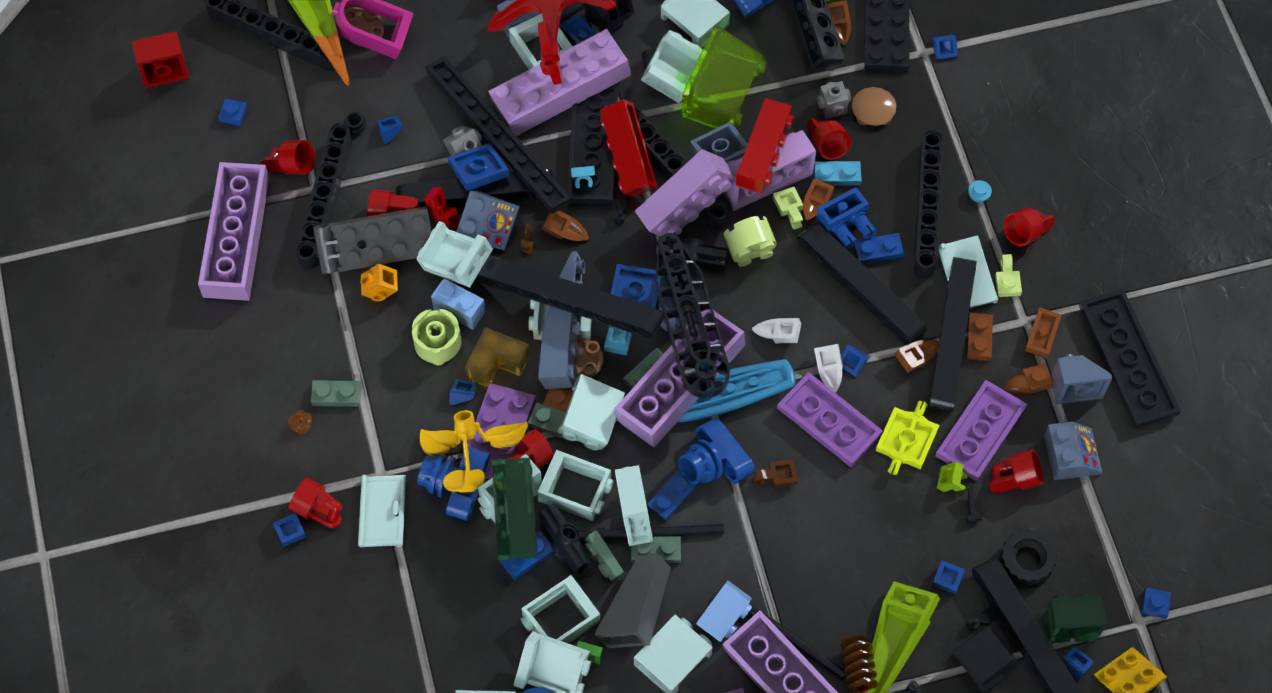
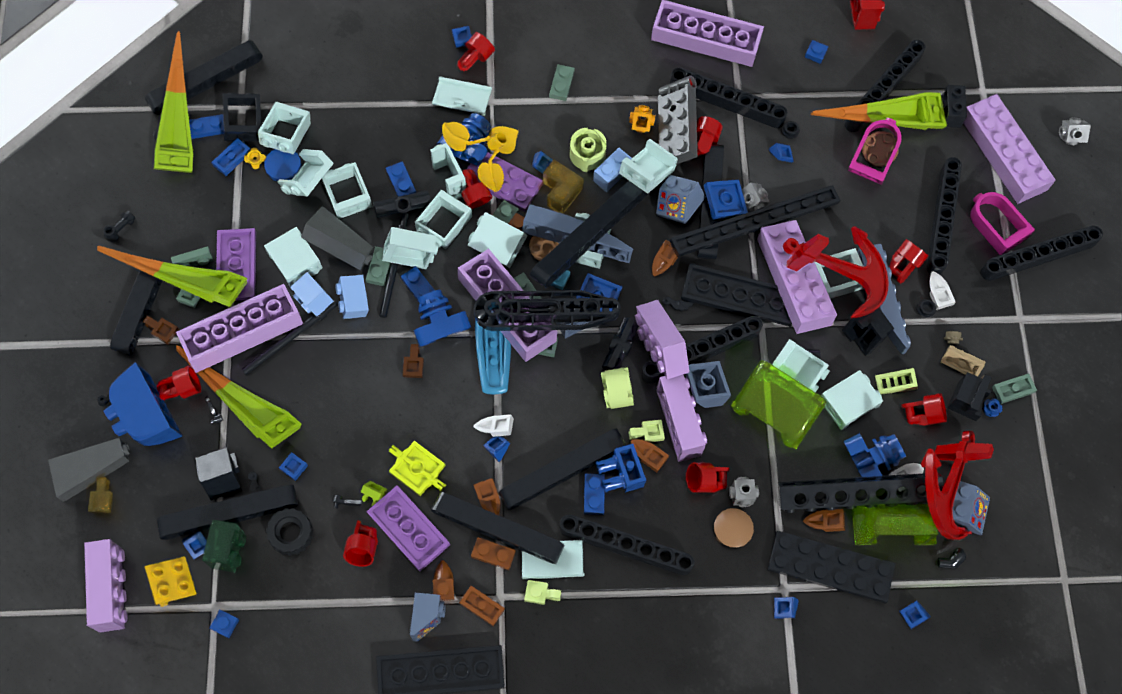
camera: 100 degrees right, 5 degrees up
(291, 158) = (763, 80): red piece -> none
(300, 427) = (544, 60): clear orange plate -> none
(439, 211) = (693, 167): red slope -> none
(514, 509) = (423, 162): clear green brick -> none
(527, 245) = (657, 228): clear orange hand -> none
(577, 29) = (847, 306): blue plate -> none
(583, 173) = (707, 274): medium azure tile -> none
(595, 654) = (313, 203): bright green tile -> none
(608, 564) = (381, 225): sand green plate -> none
(628, 148) = (722, 312): red brick -> none
(711, 564) = (352, 296): none -> light blue brick
(764, 146) = (691, 404): red brick -> none
(780, 330) = (536, 395): white plate -> none
(829, 419) = (449, 413): medium lavender plate -> none
(838, 172) = (673, 480): medium azure plate -> none
(858, 664) = (242, 379): reddish brown piece -> none
(979, 191) = (630, 594): medium azure plate -> none
(1026, 226) = (582, 617): red piece -> none
(1071, 451) = (368, 596): sand blue slope -> none

